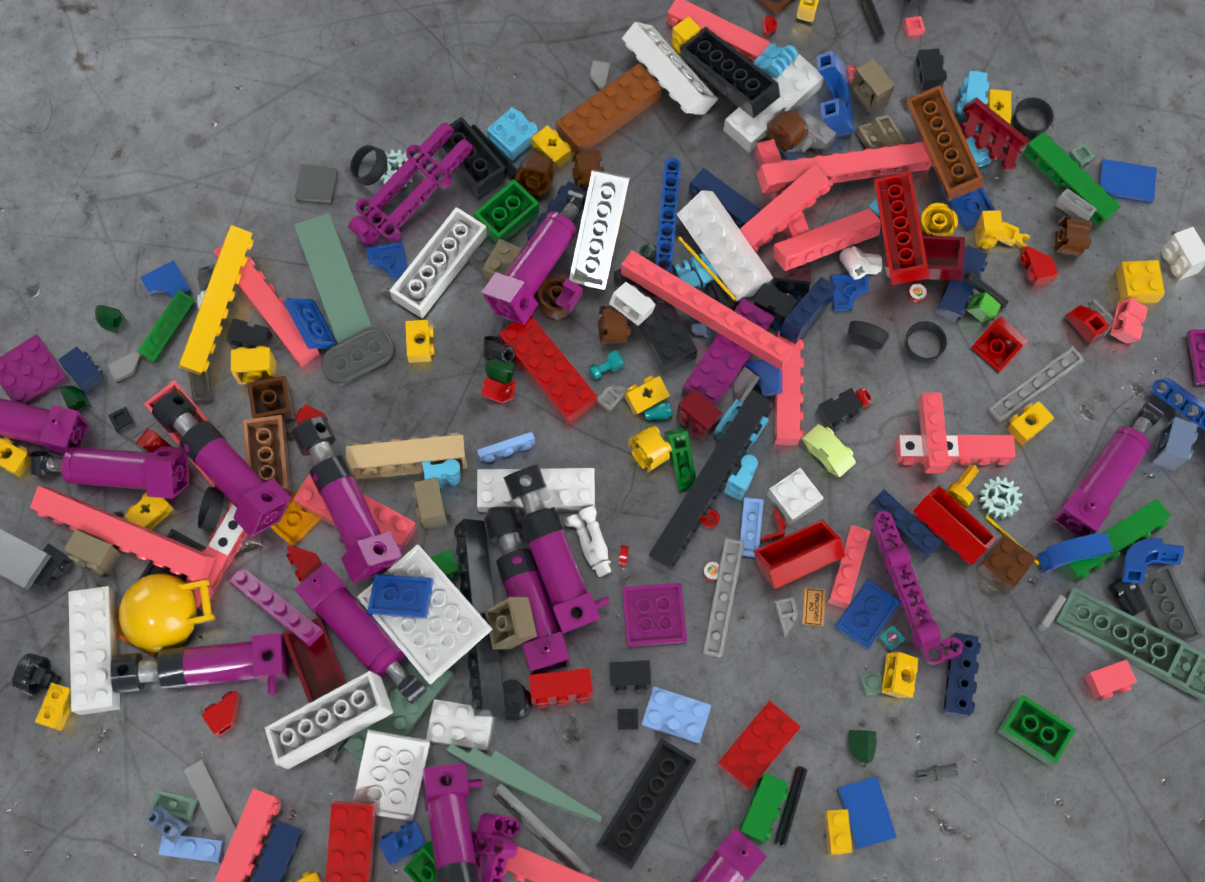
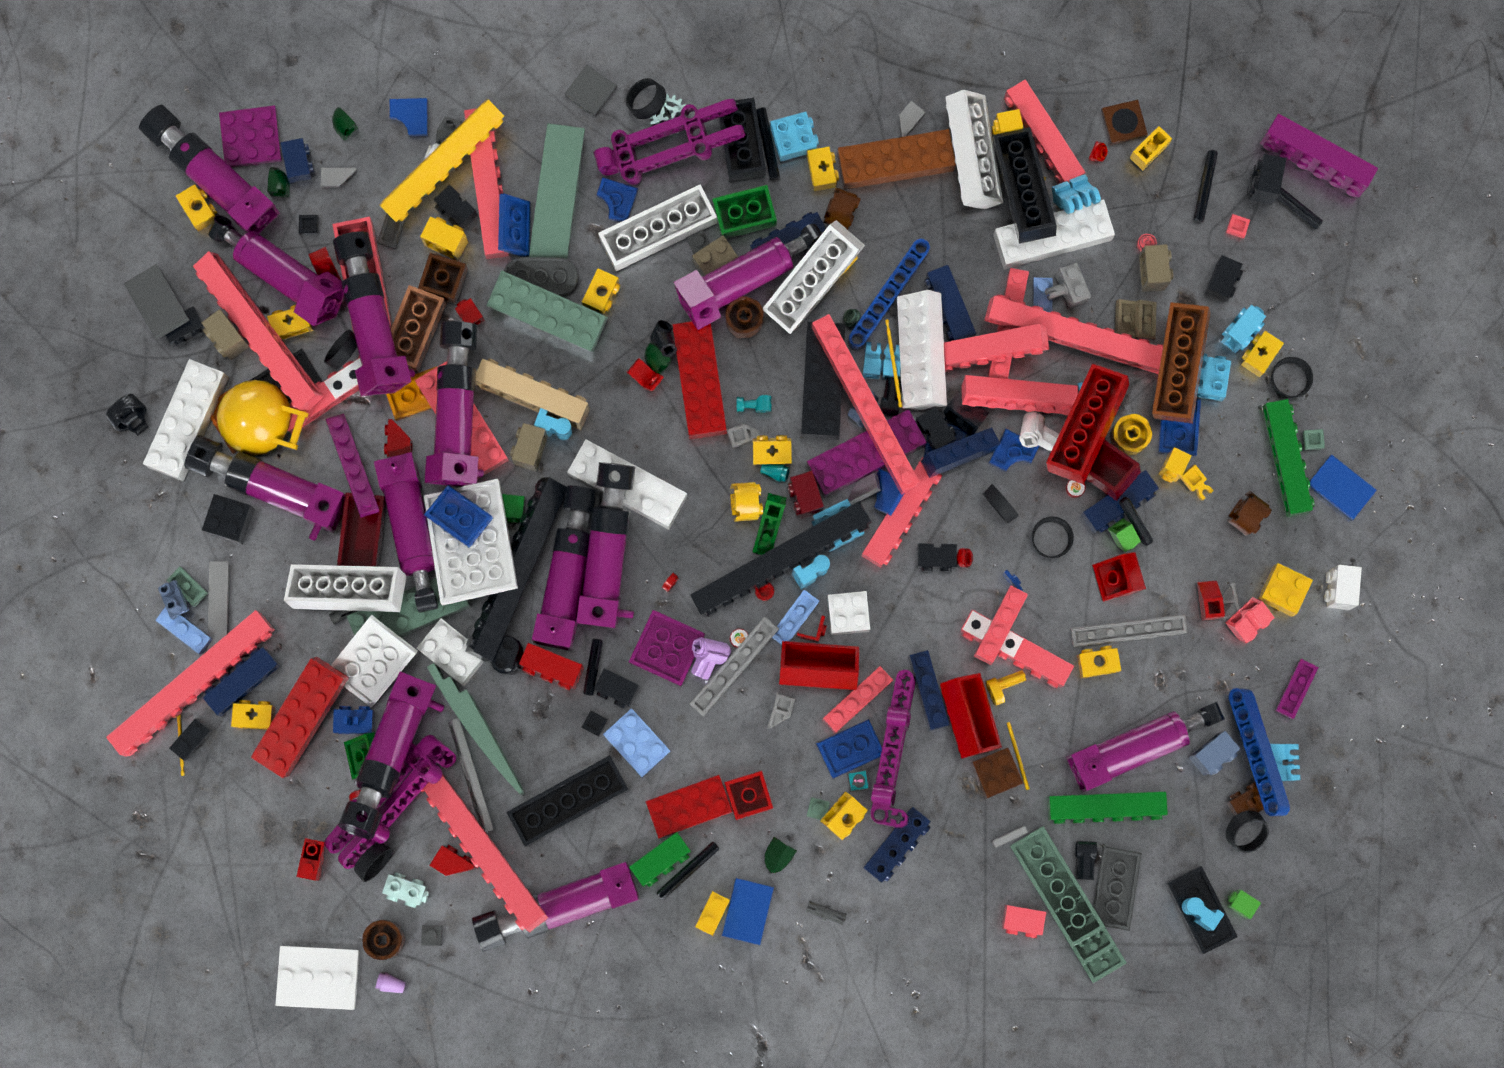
camera: 30 degrees right, 10 degrees up
(55, 707) = (131, 452): yellow brick -> none
(165, 326) = (388, 158): green plate -> none
(181, 719) = (228, 519): none -> black brick
(224, 714) = (264, 534): red slope -> none
(380, 379) = (547, 311): none -> sand green brick
(506, 447) = (623, 432): light blue plate -> none
(510, 622) = (536, 590): dark tan brick -> none
(536, 174) = (790, 190): reddish brown brick -> none
(569, 296) = (752, 325): magenta panel -> none
(595, 548) = (650, 554): white piece -> none
(597, 669) = (592, 668): none -> black axle
(612, 325) = (779, 369): reddish brown brick -> none
(632, 303) = (803, 363): white brick -> none
(695, 598) = (707, 654): none -> lavender piece
(786, 129) = (1044, 270): reddish brown brick -> none
(806, 704) = (748, 795): none -> red brick
(814, 606) = (809, 717): clear orange sticker -> none
(829, 450) = (903, 589): yellowish green brick -> none
(838, 111) = (1127, 239): blue arch -> none
(912, 393) = (1012, 579): none -> blue bracket
(996, 126) = (1244, 373): dark red fence -> none
(1004, 490) = (1029, 704): light aqua gear -> none
(1036, 730) = (930, 926): green brick -> none
(1038, 266) = (1202, 525): red slope -> none
(1074, 550) = (1061, 796): blue arch -> none
(1075, 205) = (1272, 486): light grey panel -> none
(1148, 552) = (1123, 832): blue arch -> none

